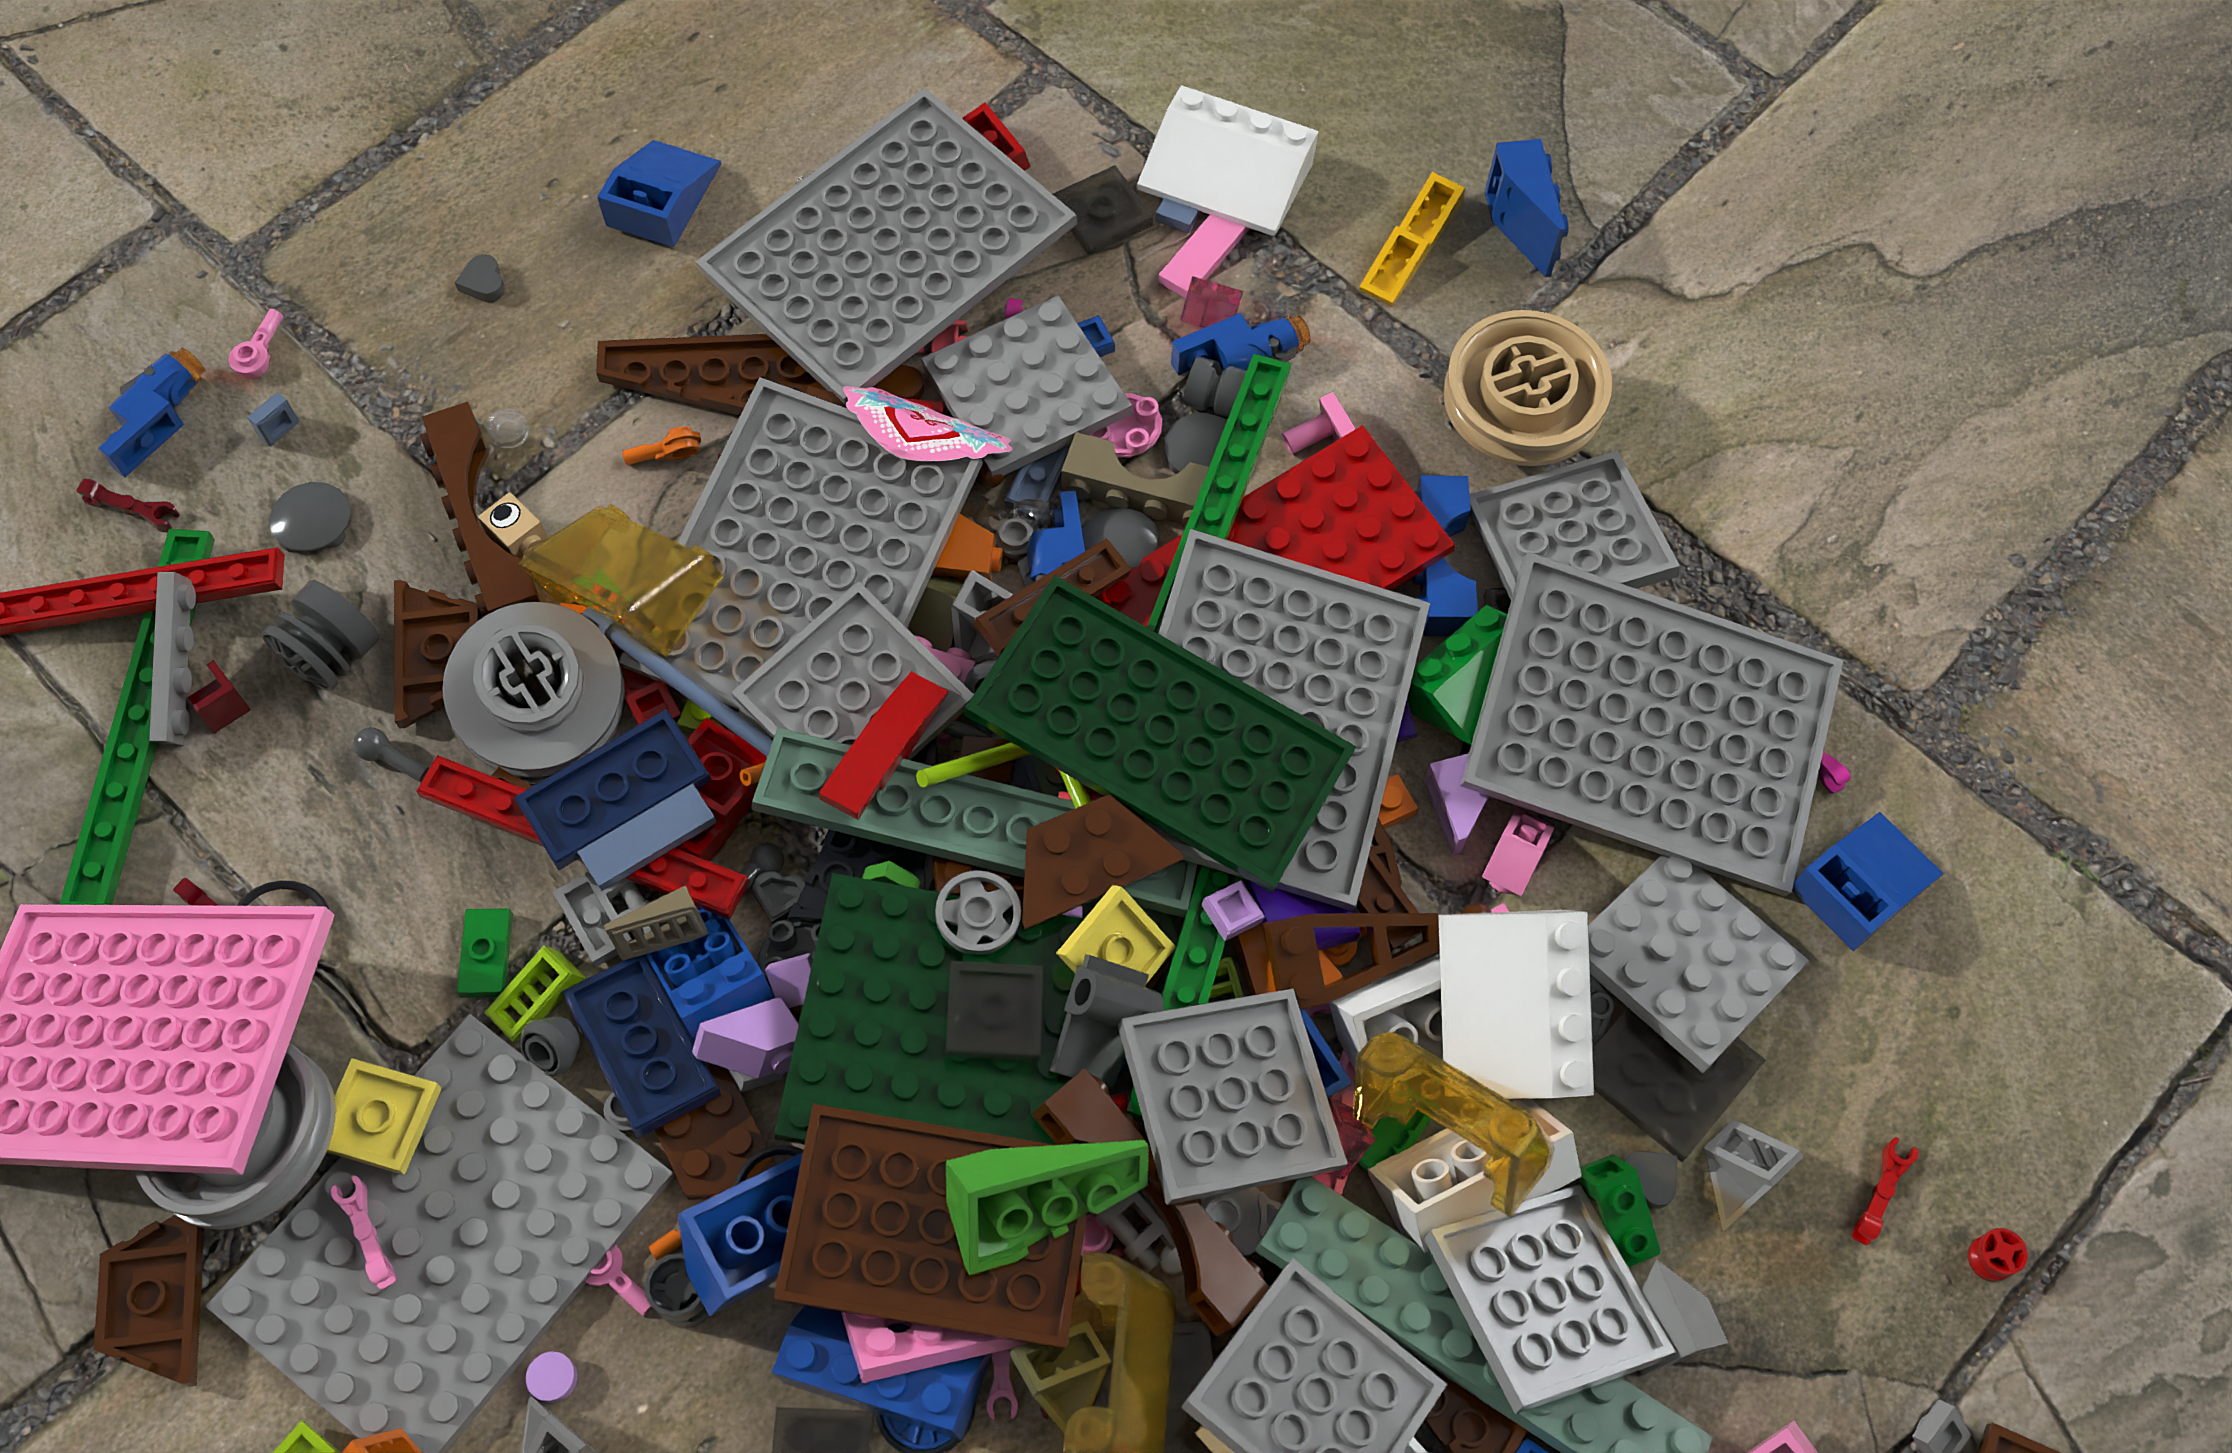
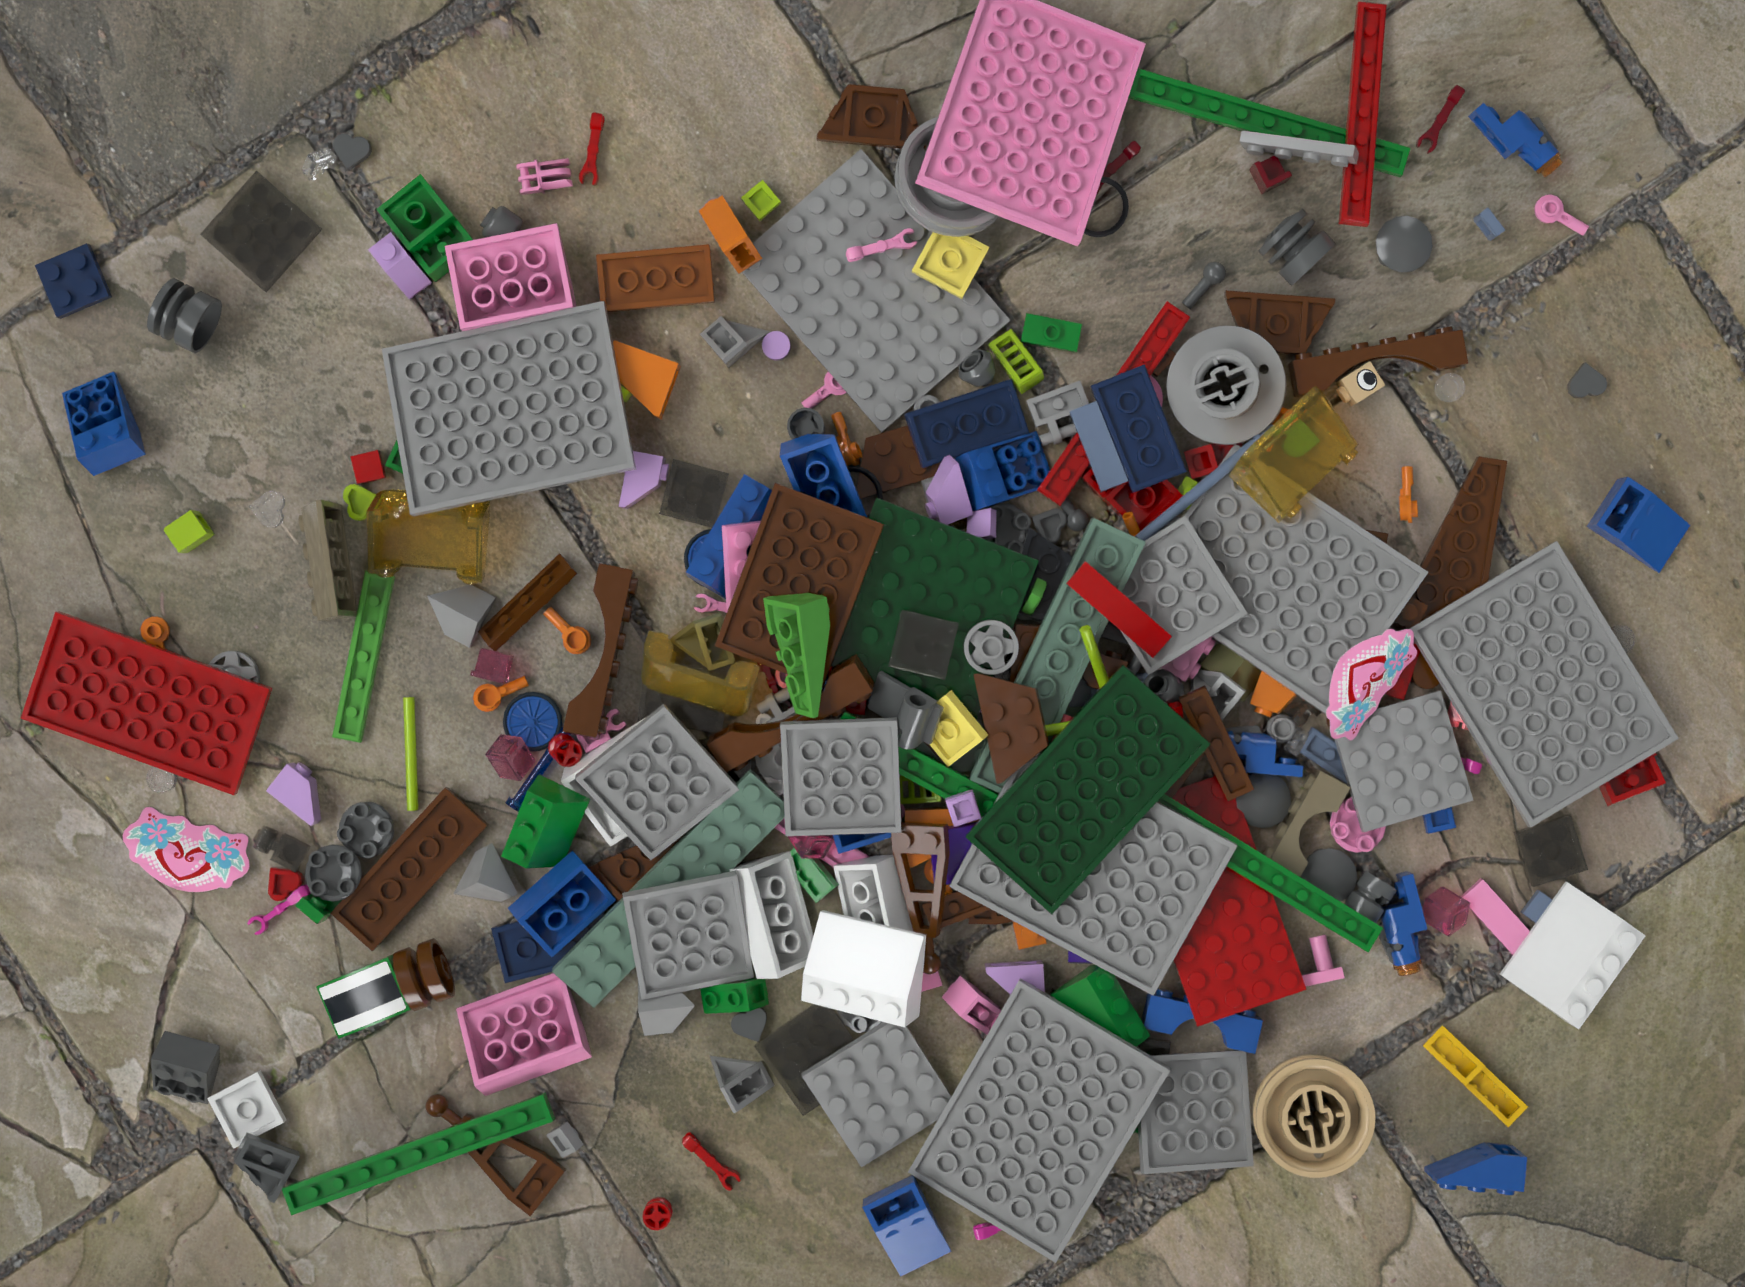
camera: 100 degrees right, 25 degrees up
(667, 908) = (1038, 445): dark tan slope -> none
(1402, 1077) = (776, 939): clear yellow windscreen -> none

